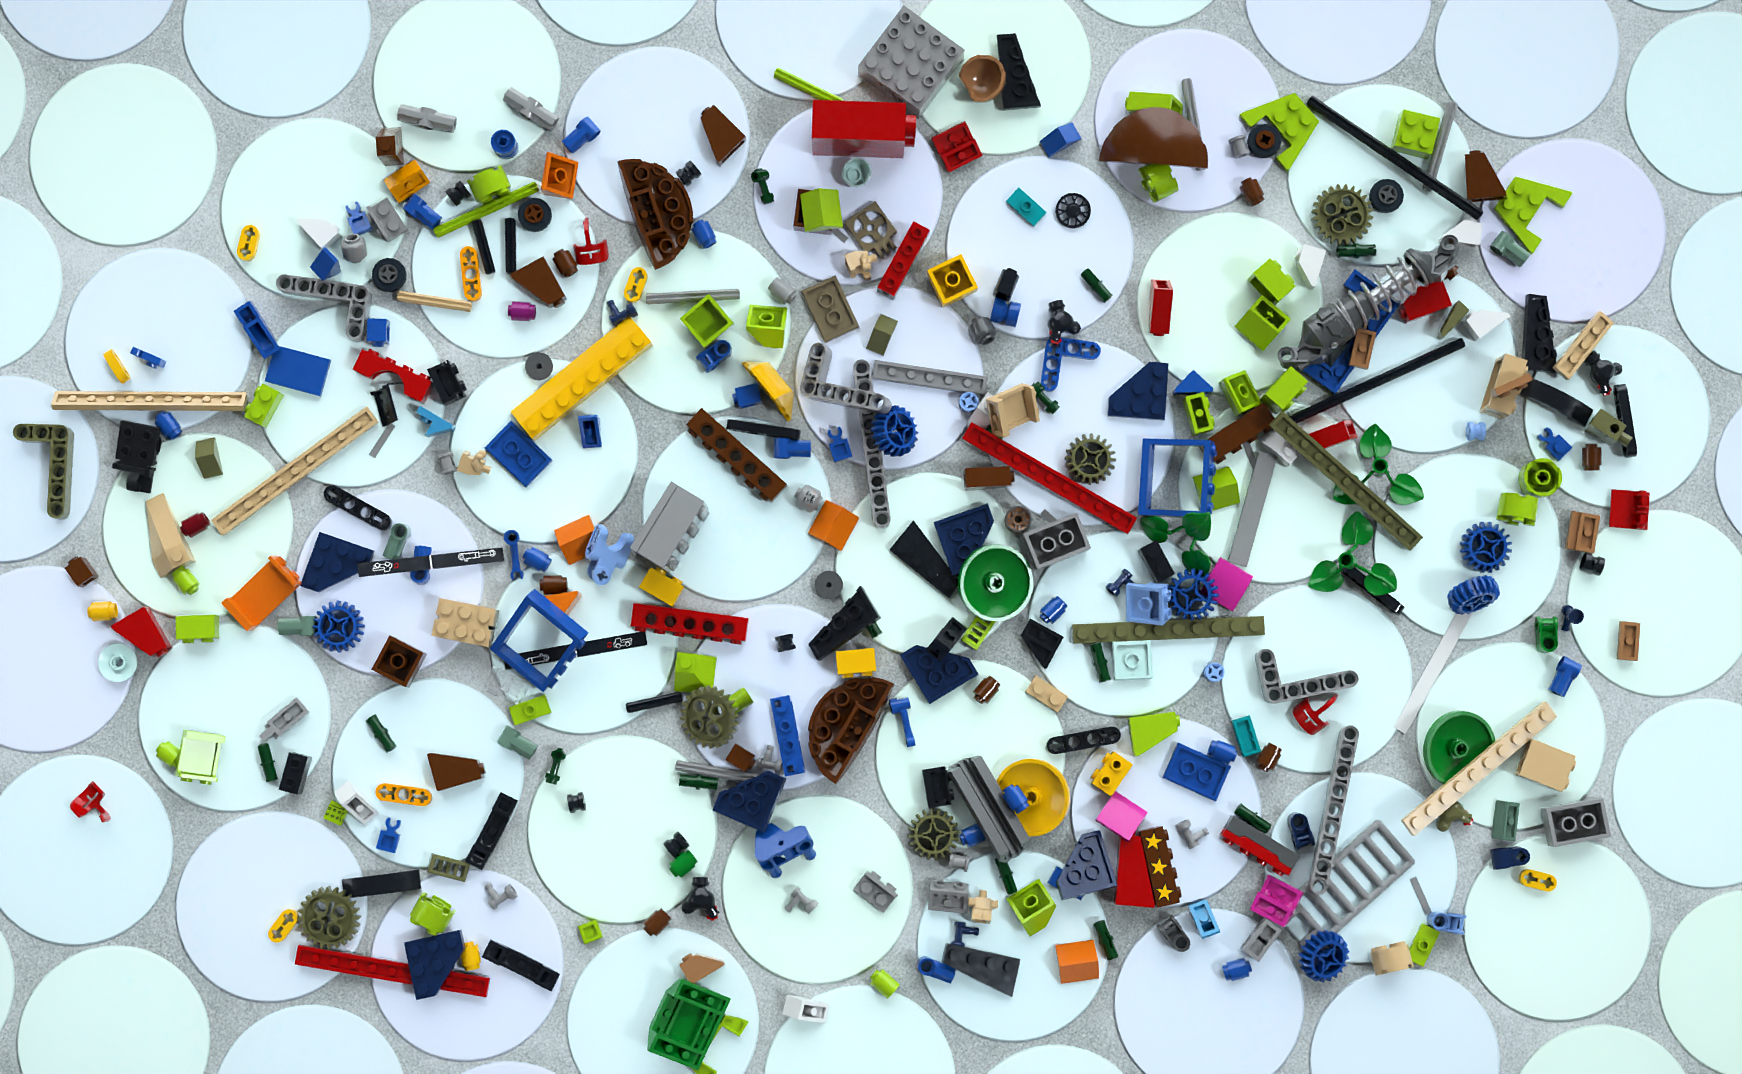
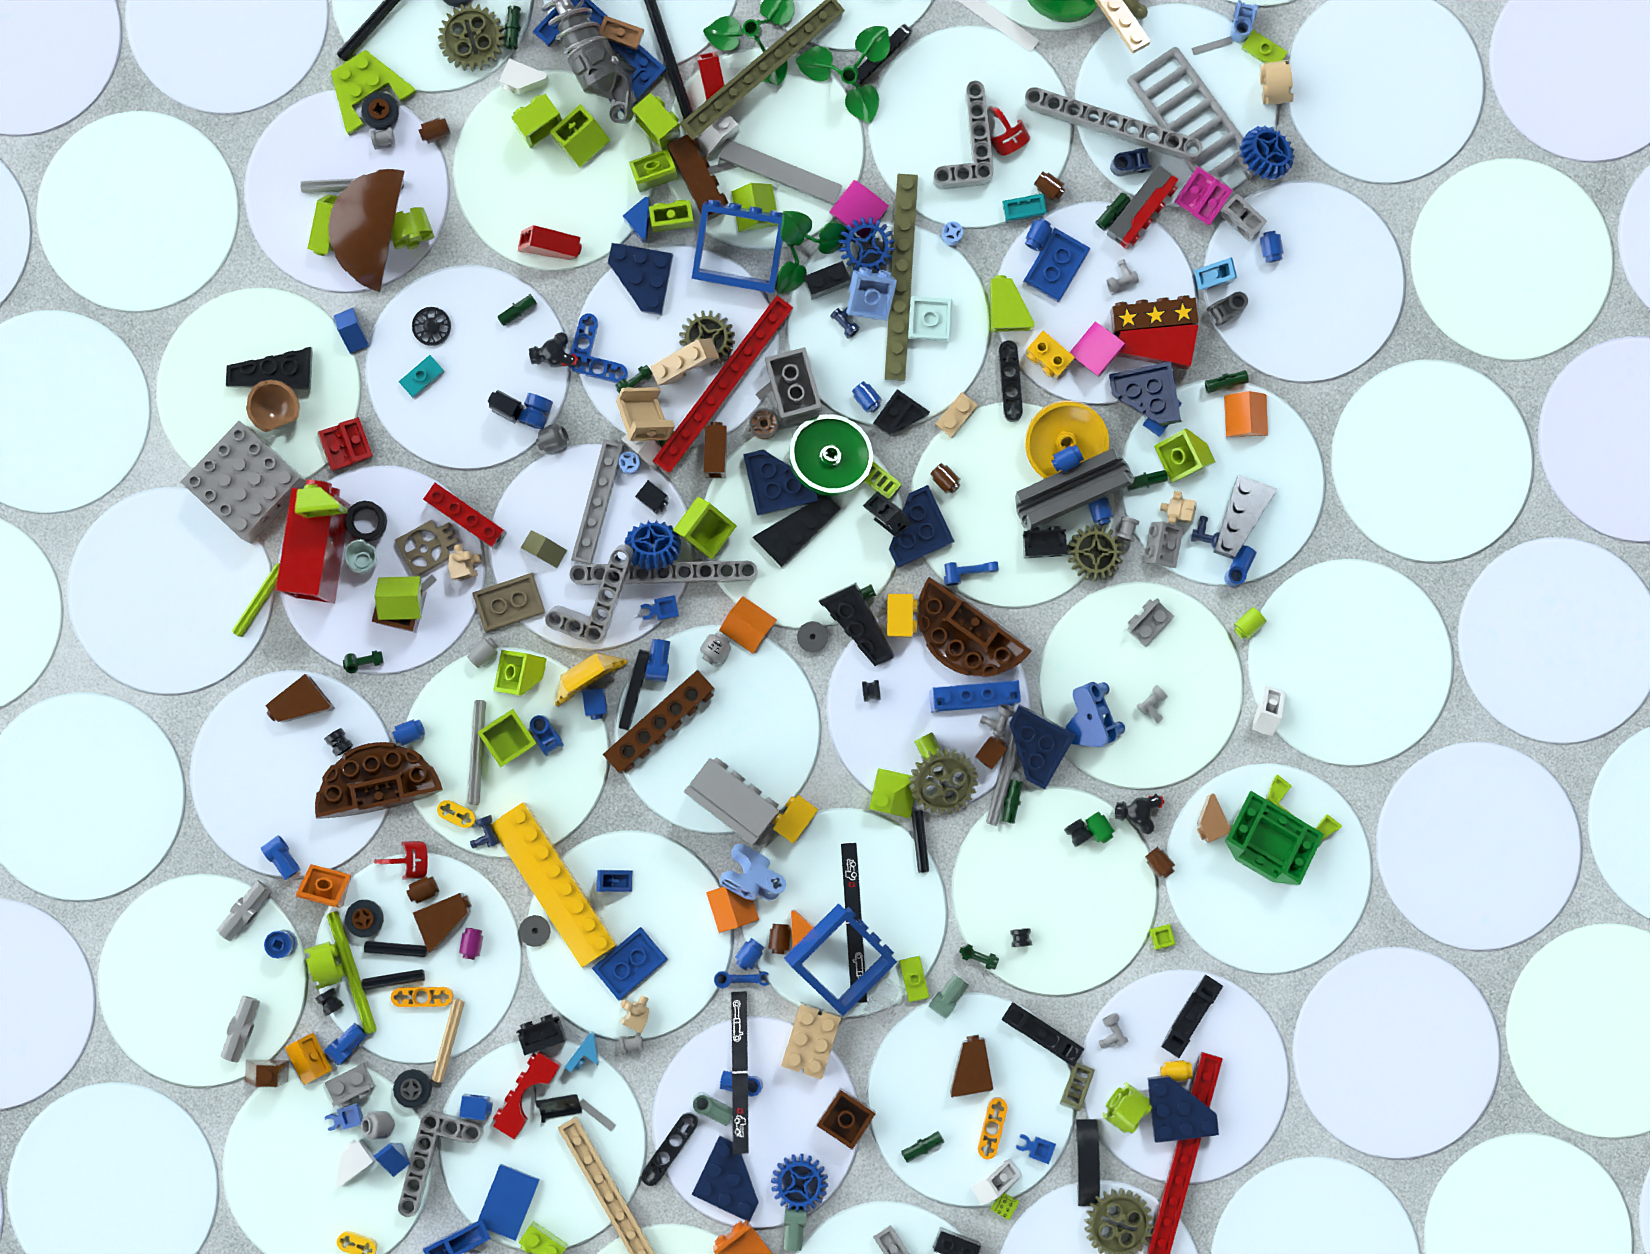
camera: 80 degrees left, 0 degrees up
(641, 611) = (845, 738): red brick -> none
(889, 159) = (354, 509): none -> black tyre
(894, 126) = (316, 502): none -> lime slope
(915, 476) = (704, 527): none -> lime piece
(938, 426) = (652, 497): none -> black brick
(952, 280) = (493, 464): yellow brick -> none
(1063, 436) = (677, 364): none -> tan arch
(1100, 662) = (928, 353): dark green pin -> none

